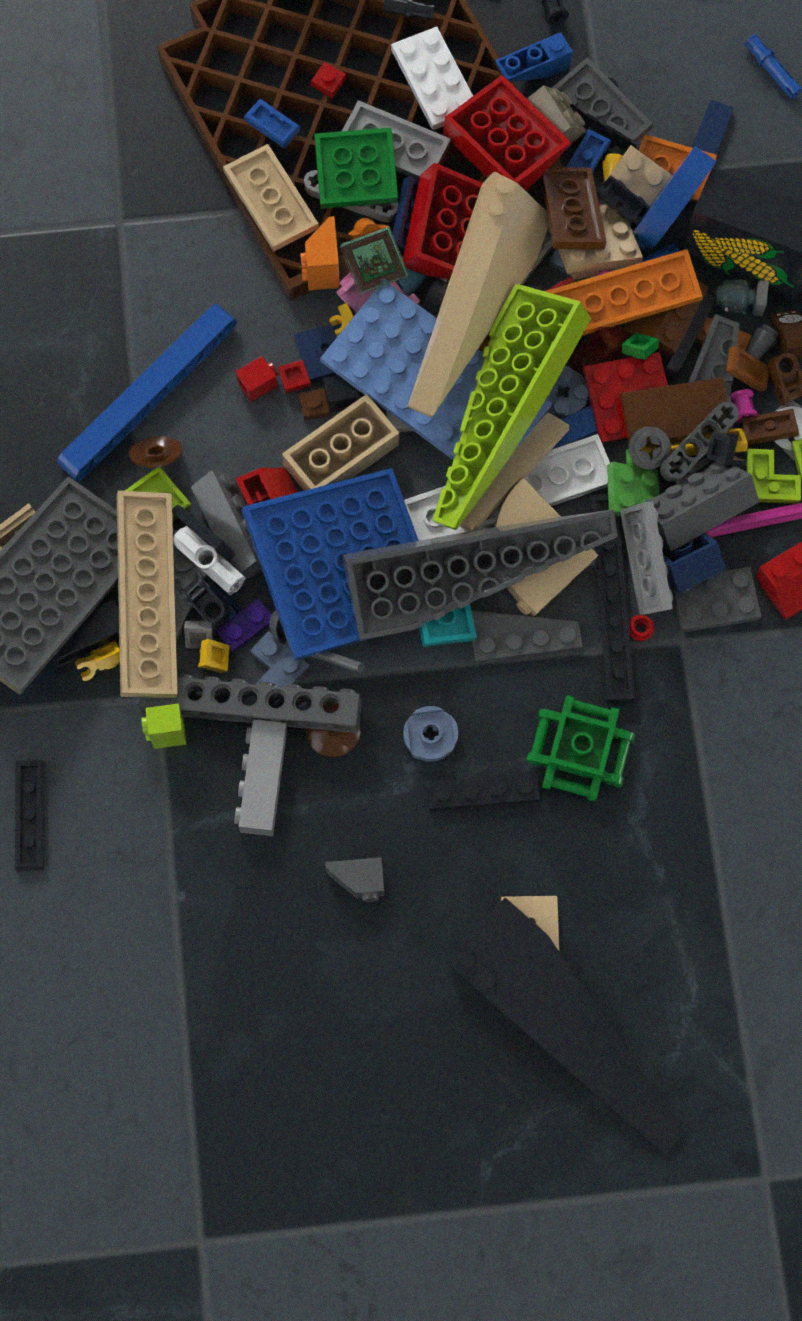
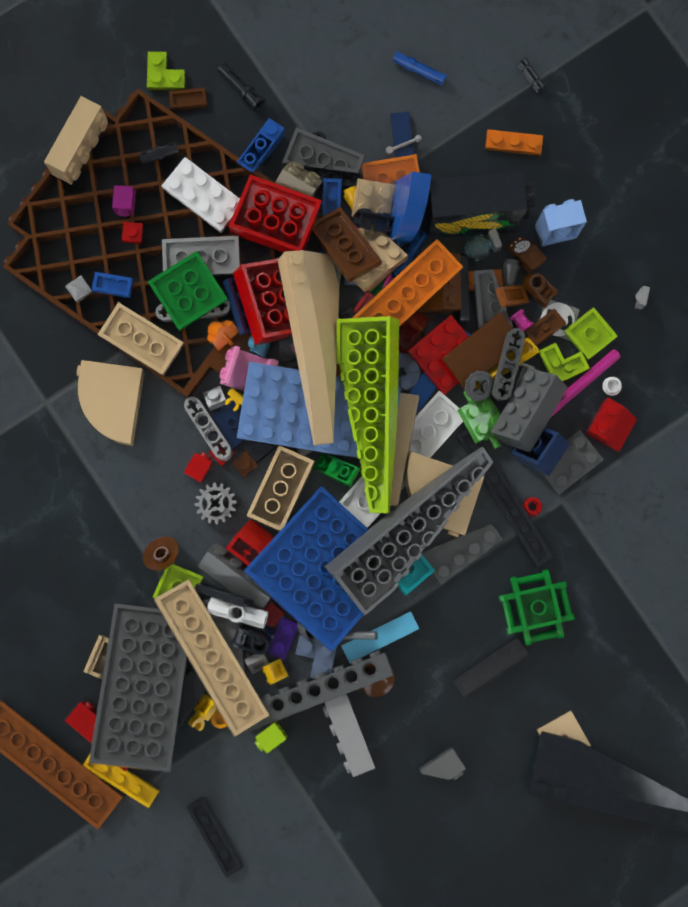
camera: 30 degrees left, 10 degrees up
(112, 680) = (217, 720): none -> light orange tile
(146, 392) = (131, 514): blue beam -> none
(199, 251) = (111, 398): none -> tan brick
(230, 110) = (78, 289): none -> light grey tile
(249, 592) = (274, 614): none -> red tile
(262, 421) = (222, 497): none -> light grey gear
(293, 339) = (208, 428): none -> light grey beam
(320, 261) = (200, 368): orange slope -> none
(320, 311) = (214, 398): none -> light grey plate
(338, 38) = (124, 200): none -> magenta brick
(371, 684) = (386, 634): none -> medium azure tile
(374, 260) = (236, 353): tile -> none
(421, 746) = (437, 659): sand blue plate -> none
(422, 462) = (336, 469): none -> green slope
(640, 346) = (437, 318): green plate -> none
(646, 558) = (517, 464): light grey plate -> none
(687, 138) = (389, 150): none -> light grey hinge
(722, 449) = (527, 362): black panel -> none

